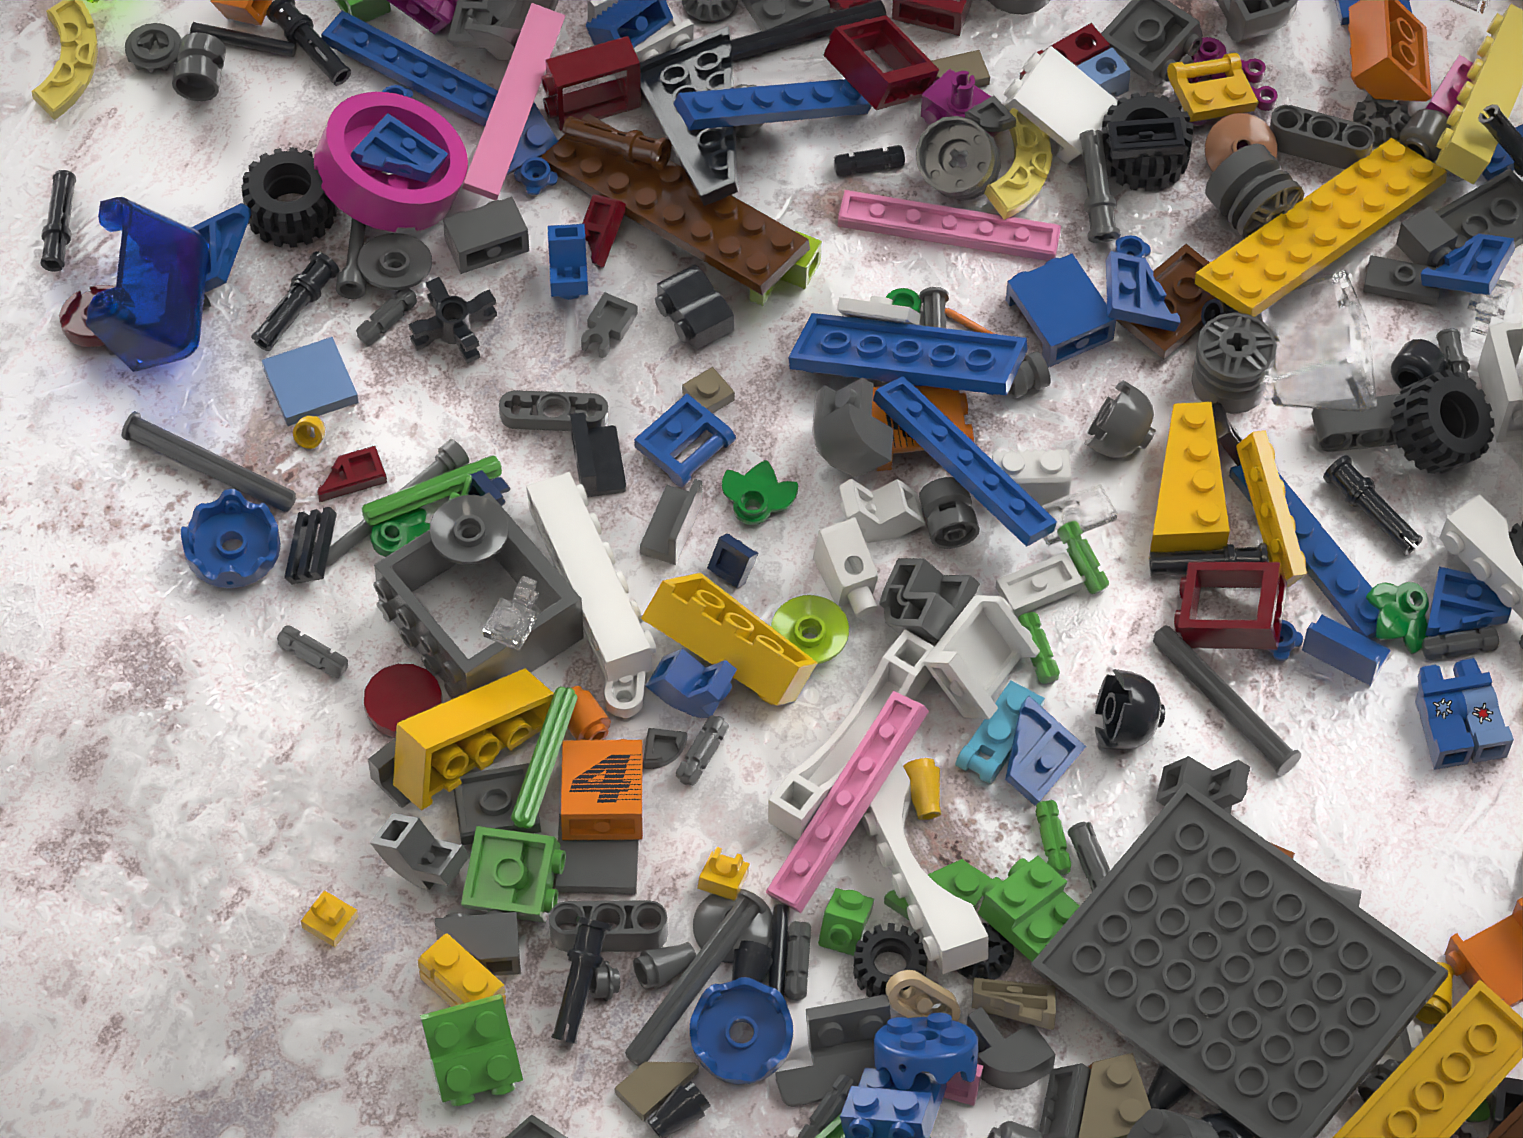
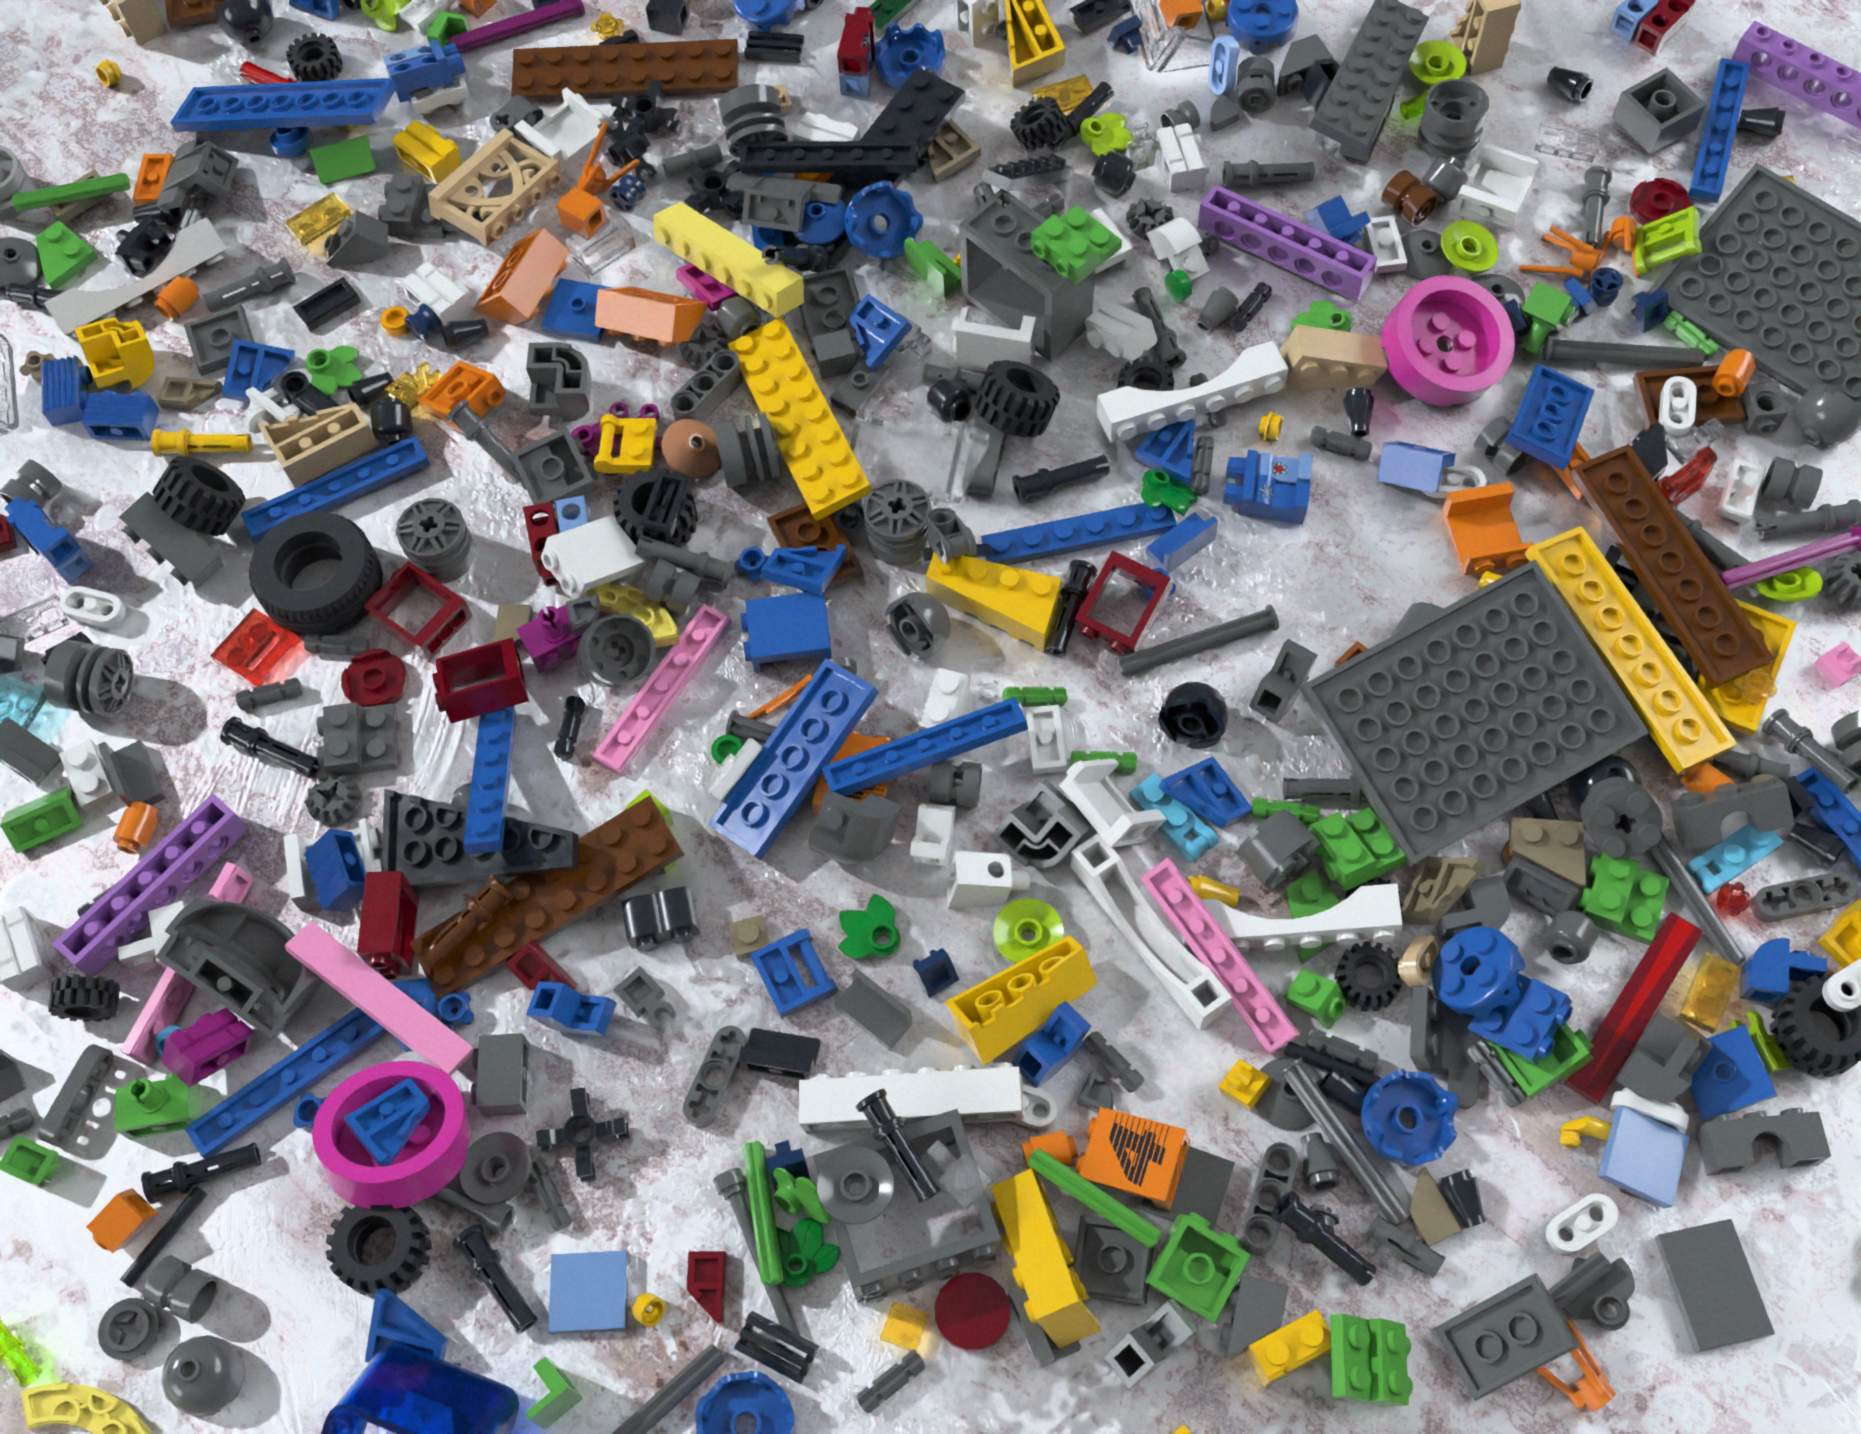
camera: 65 degrees left, 5 degrees up
(133, 115) = (202, 1375): none -> dark grey cylinder
(203, 380) = (560, 1399): none -> bright green panel
(368, 648) = (904, 1327): none -> clear yellow tile
(533, 541) = (889, 1129): none -> black pin
(606, 1066) = (1405, 1246): none -> dark grey pin
(803, 30) = (409, 727): black axle -> none
(994, 829) = (1278, 849): none -> dark grey brick
(1060, 184) = (681, 592): none -> dark grey wheel
(1223, 400) = (949, 535): none -> dark grey piece
(1270, 505) = (1045, 542): yellow plate -> none

